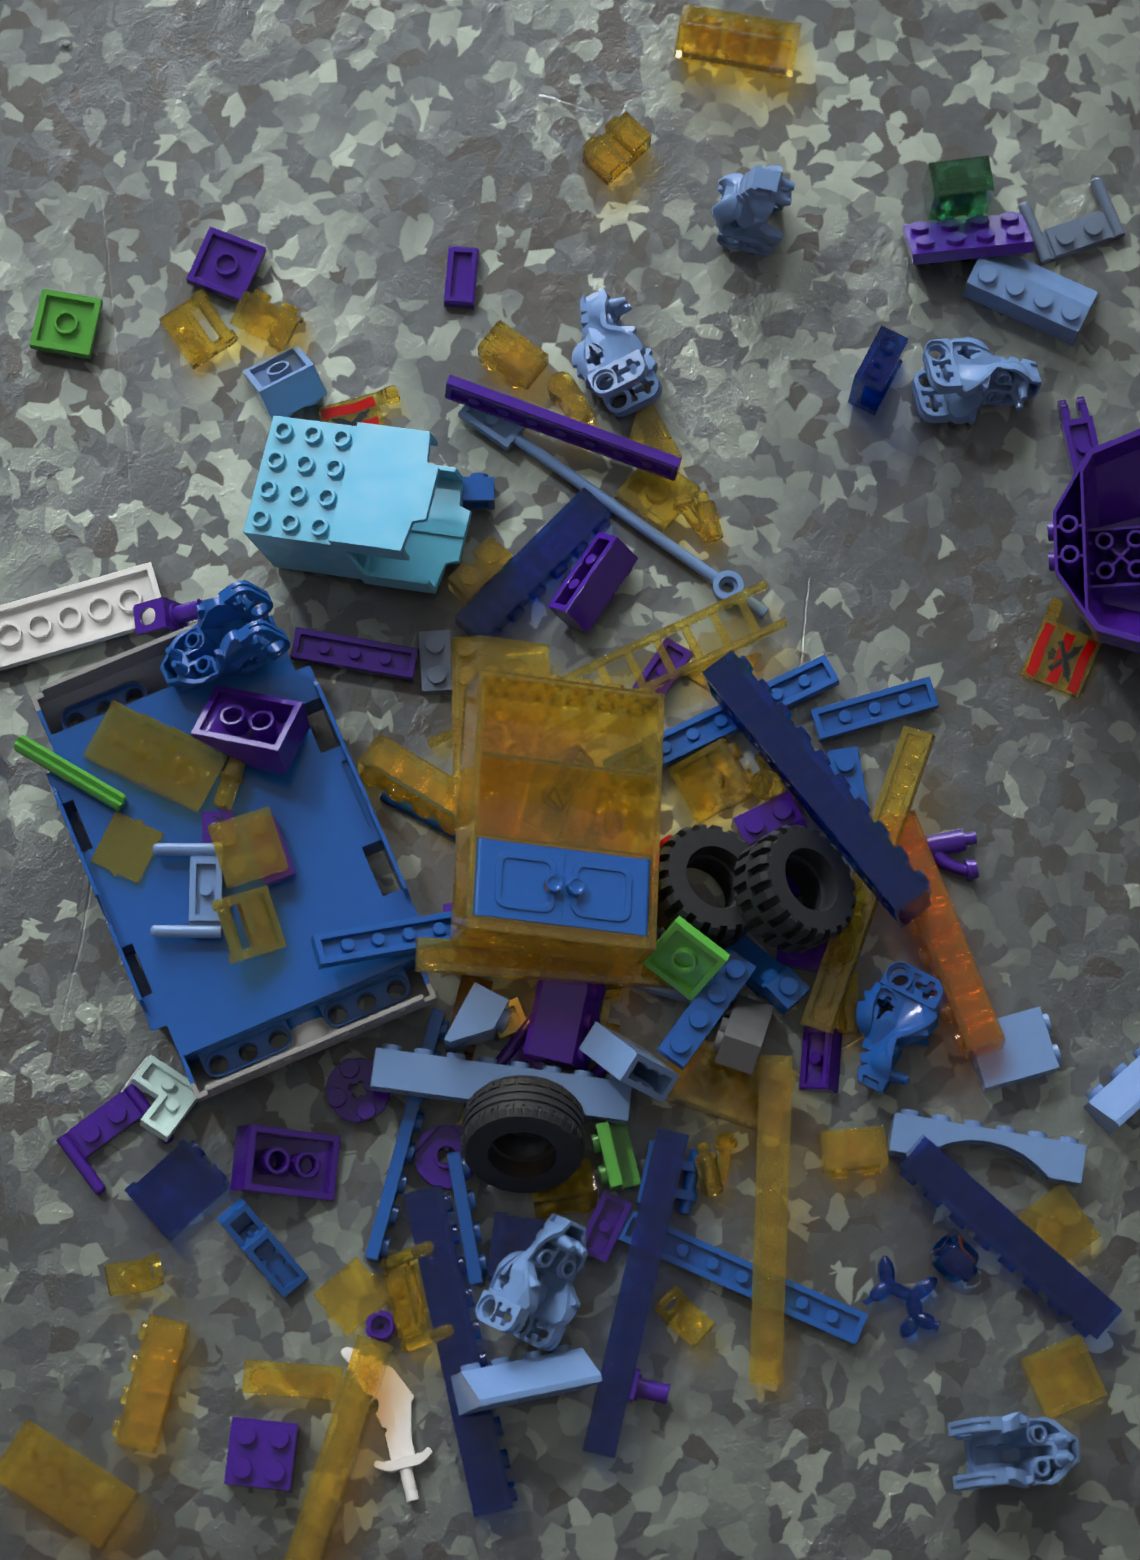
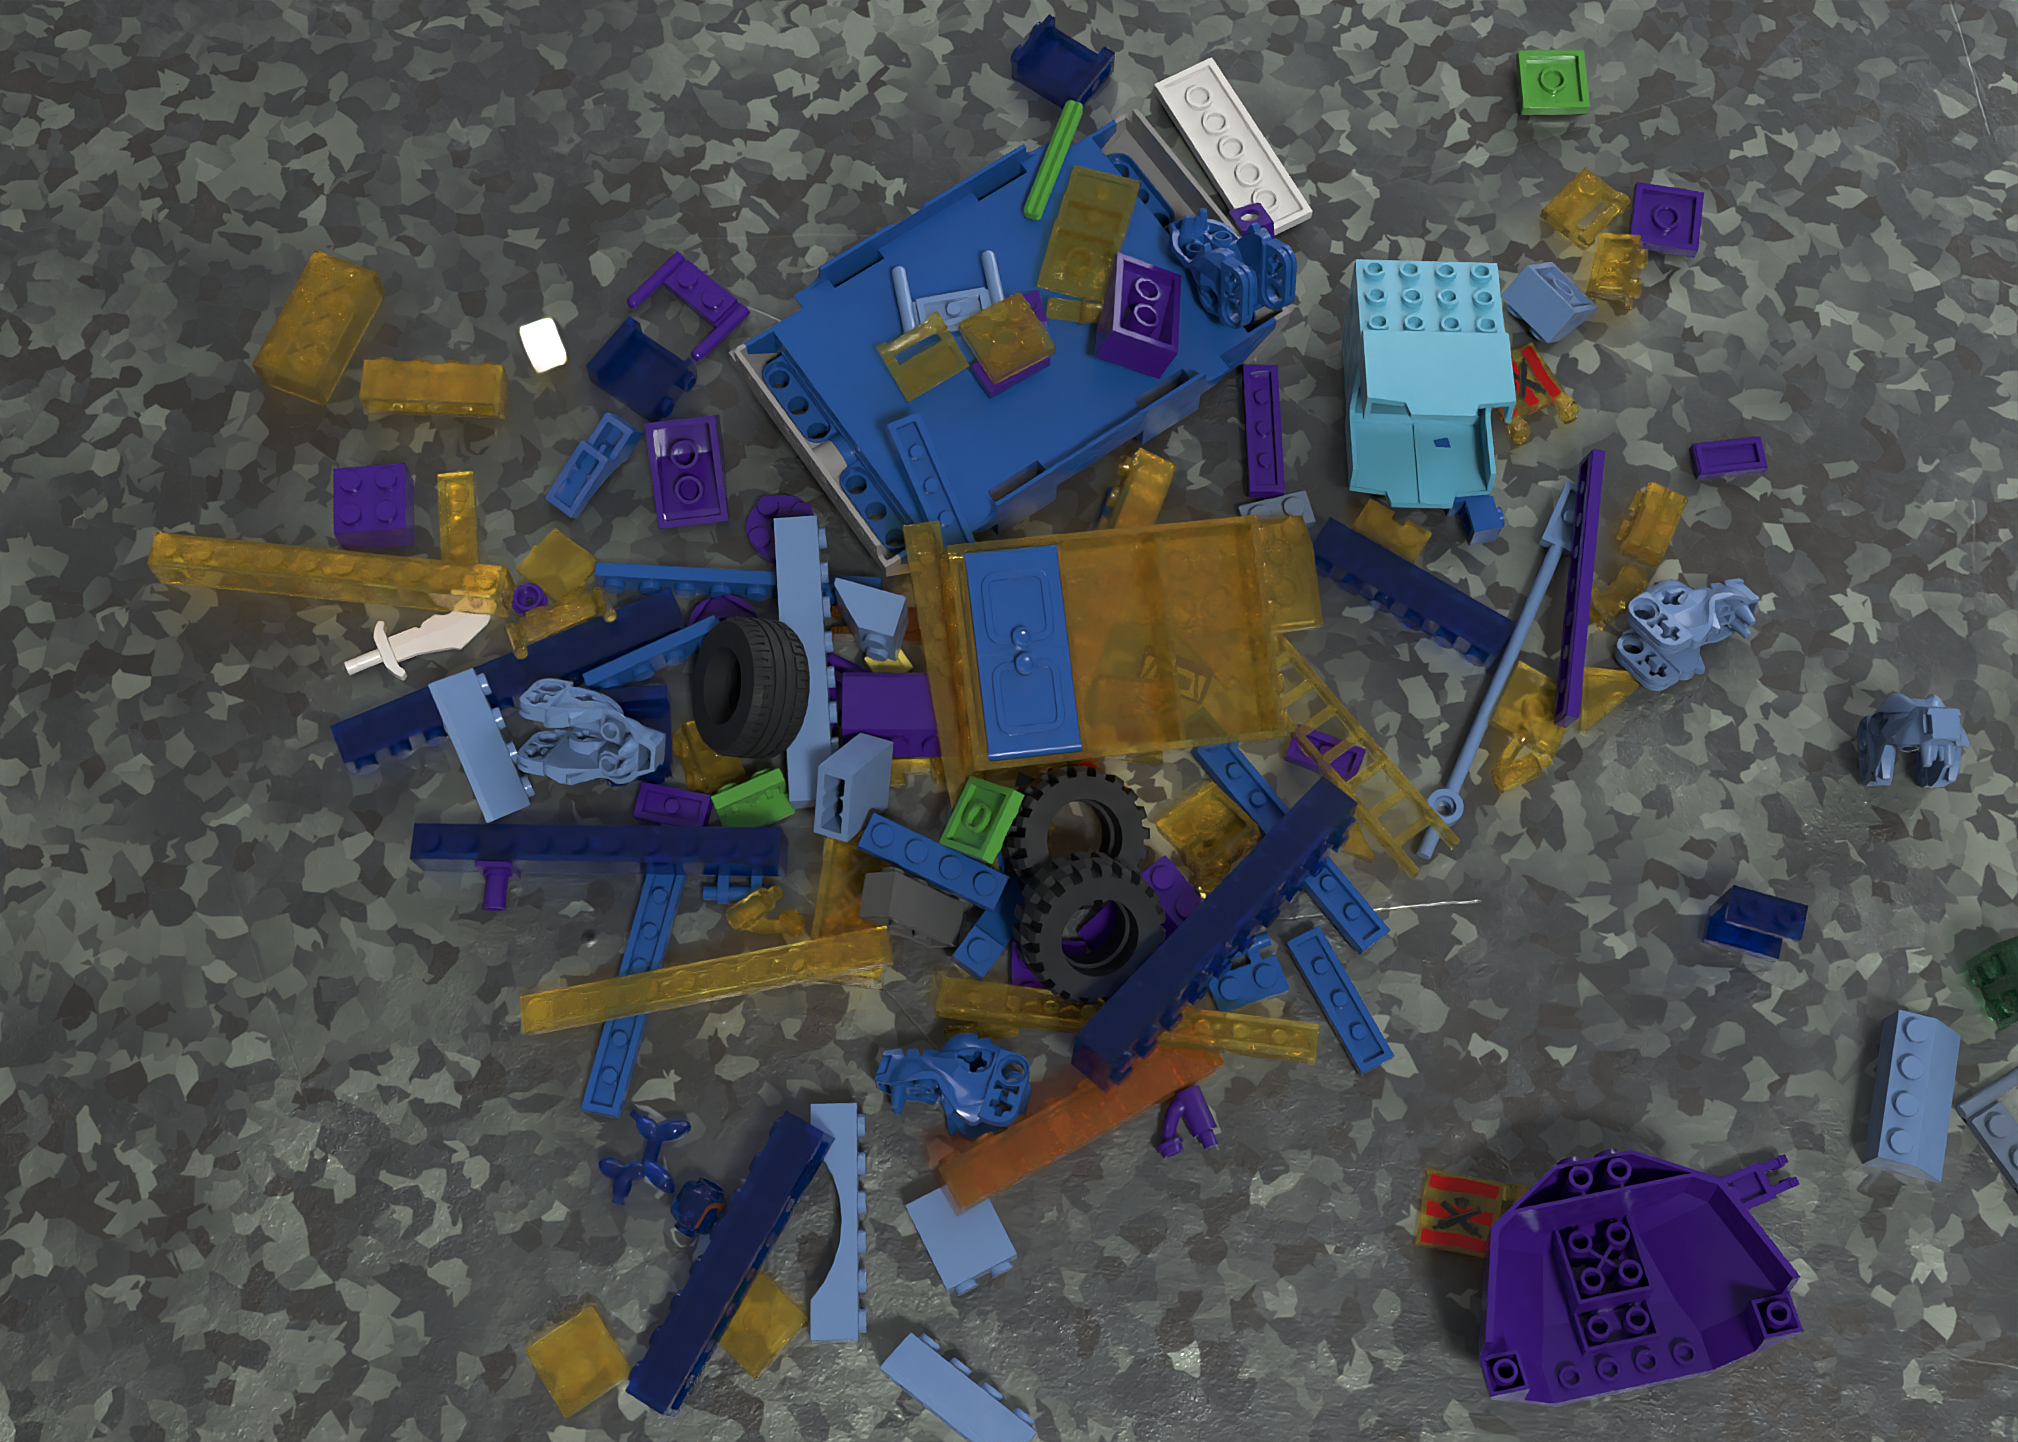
camera: 80 degrees right, 5 degrees down
(126, 847) = (985, 228): clear yellow piece -> none
(172, 1096) = (717, 340): light aqua plate -> none
(593, 582) = (1408, 657): dark purple brick -> none
(616, 148) = (1935, 589): clear yellow brick -> none
(684, 1317) = (585, 913): clear yellow bracket -> none
(820, 1061) = (906, 1016): dark purple slope -> none
(853, 1151) = (806, 1066): clear yellow brick -> none
(967, 238) = (1957, 1005): dark purple plate -> none
(970, 377) = (1778, 1038): medium blue animal -> none
(1013, 1451) = (471, 1312): medium blue animal -> none

